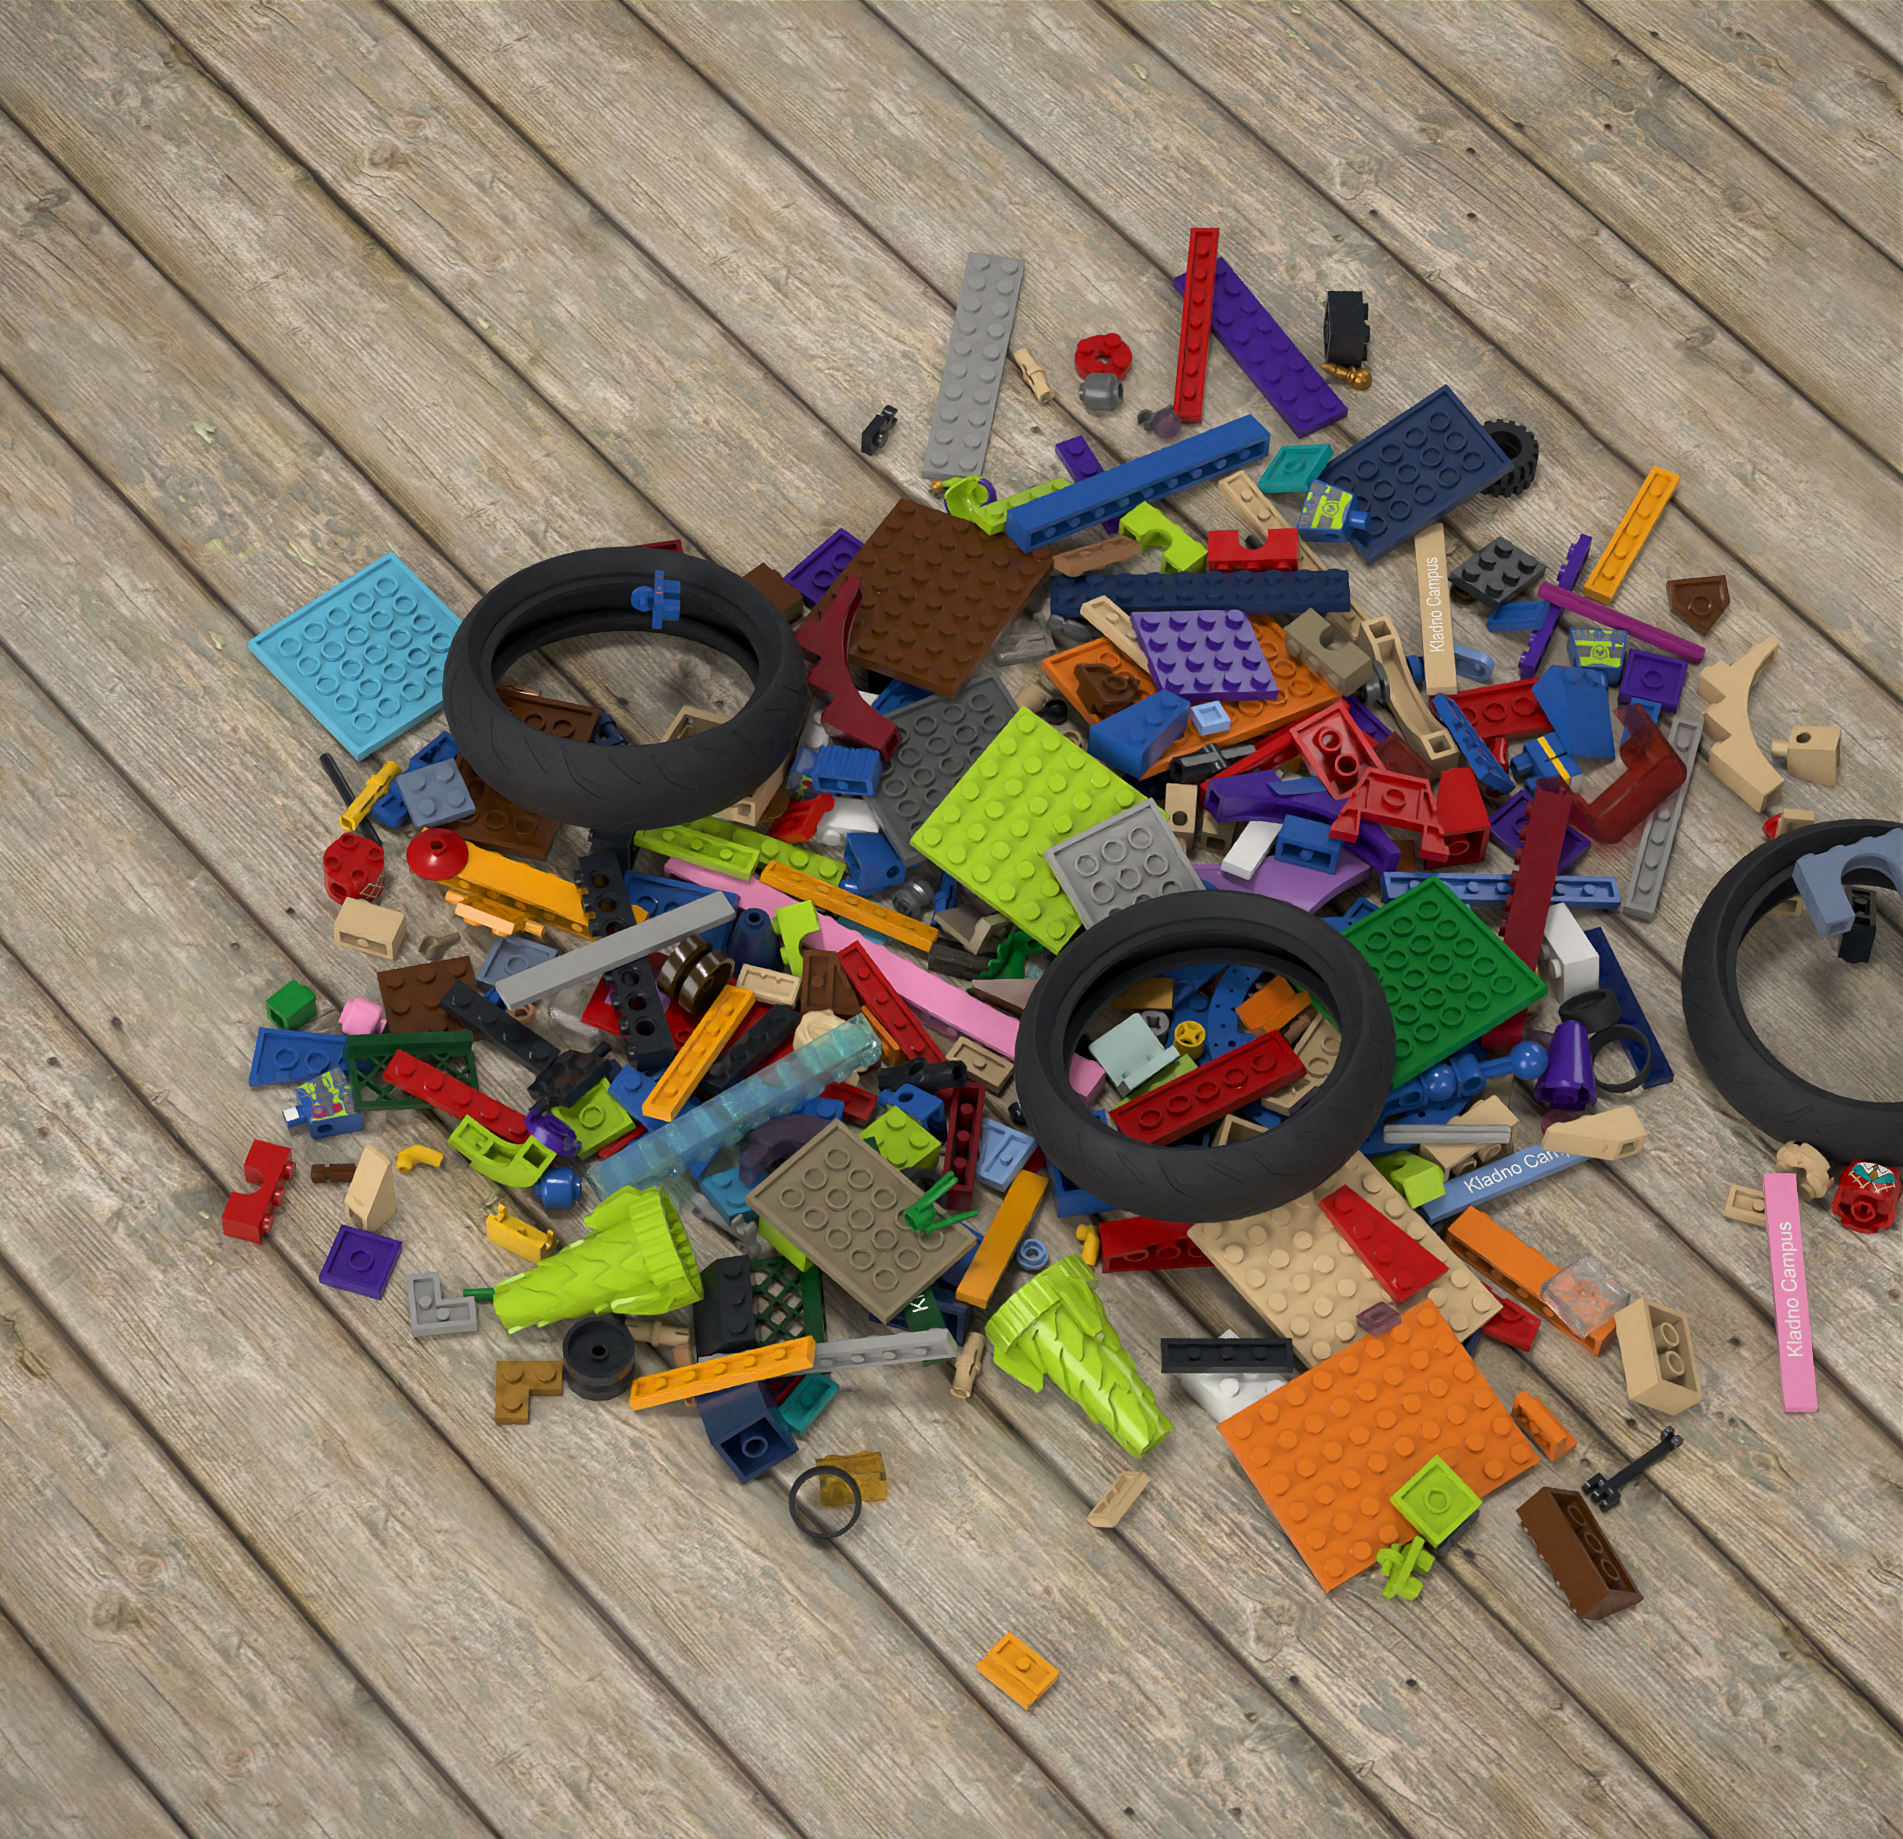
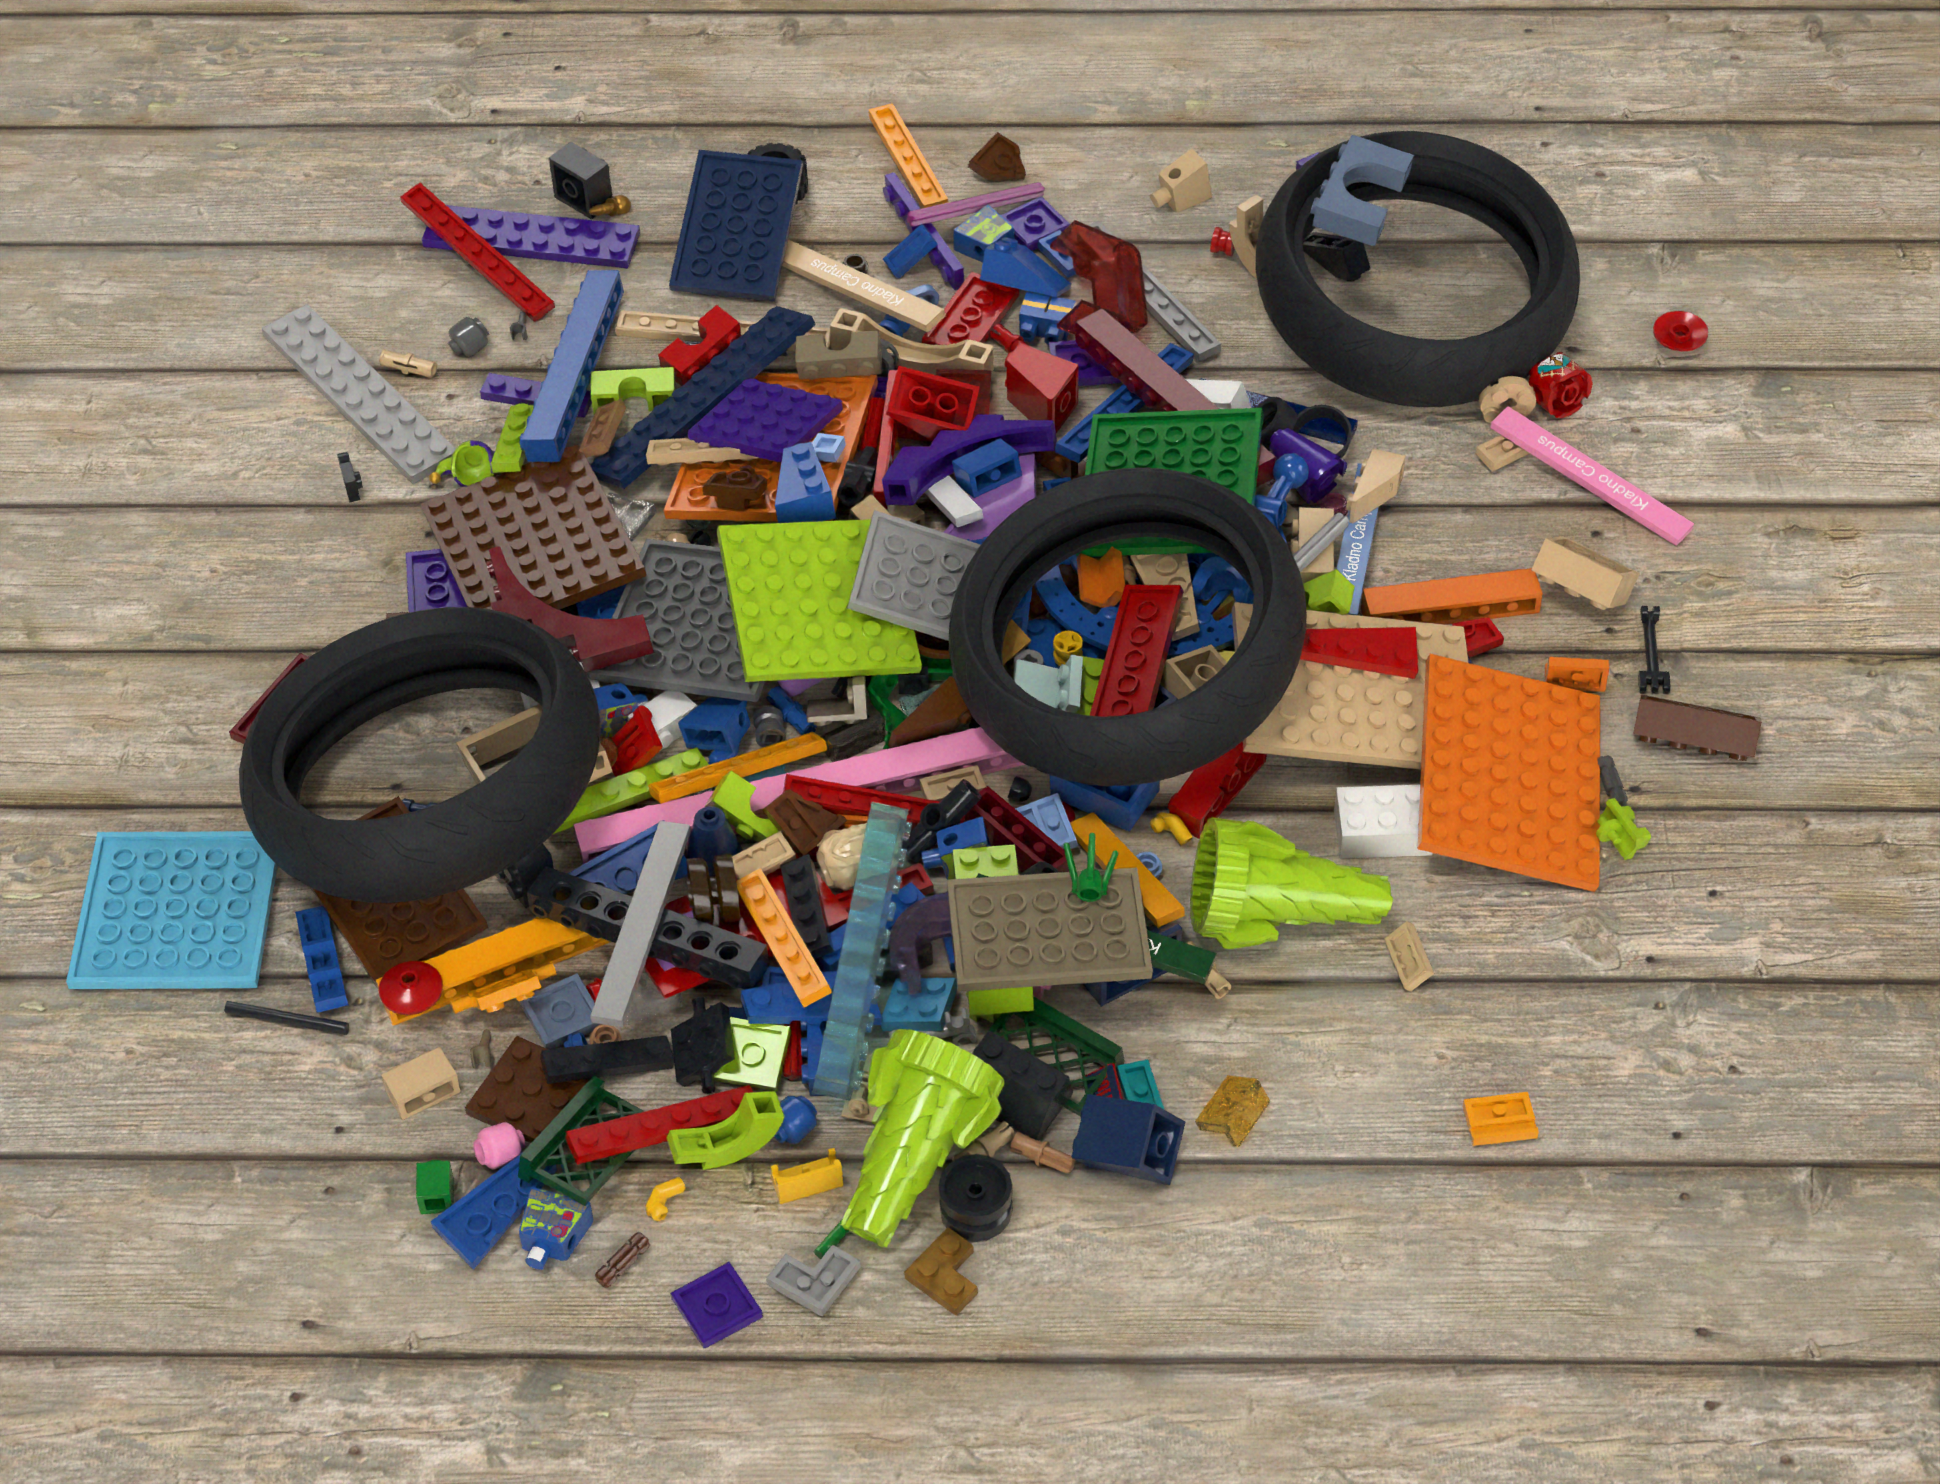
camera: 45 degrees left, 5 degrees down
(252, 1214) = (570, 1307): red arch -> none
(354, 869) = (357, 1056): red brick -> none
(371, 1192) = (674, 1241): tan slope -> none
(376, 788) = (299, 991): yellow pin -> none
(435, 795) = (355, 952): sand blue plate -> none
(553, 1133) = (748, 1083): dark purple tile -> none
(662, 599) = (382, 668): blue hips -> none
(701, 850) = (602, 815): lime plate -> none
(722, 1373) = (1079, 1119): light orange tile -> none
(825, 1470) = (1221, 1145): black tyre -> none
(846, 770) = (639, 676): blue brick -> none
(876, 1351) = (1141, 1031): light grey plate -> none
(1072, 629) = (649, 484): dark grey axle -> none
(1103, 346) = (435, 310): red plate -> none
(1166, 423) = (537, 322): clear purple plate -> none
(1226, 1355) = (1366, 799): black plate -> none
(1295, 468) = (658, 279): teal plate -> none
(1298, 786) = (934, 440): blue sticker -> none
(1330, 514) = (720, 282): torso -> none
(1378, 1319) = (1421, 692): tile -> none
(1396, 802) = (1011, 395): red wing -> none
(1436, 1501) = (1591, 769): lime plate -> none
(1472, 745) = (953, 332): blue wing -> none
(1497, 573) = (863, 238): black plate -> none
(1601, 1296) = (1503, 574): clear brick -> none
(1735, 755) = (1141, 222): tan arch -> none

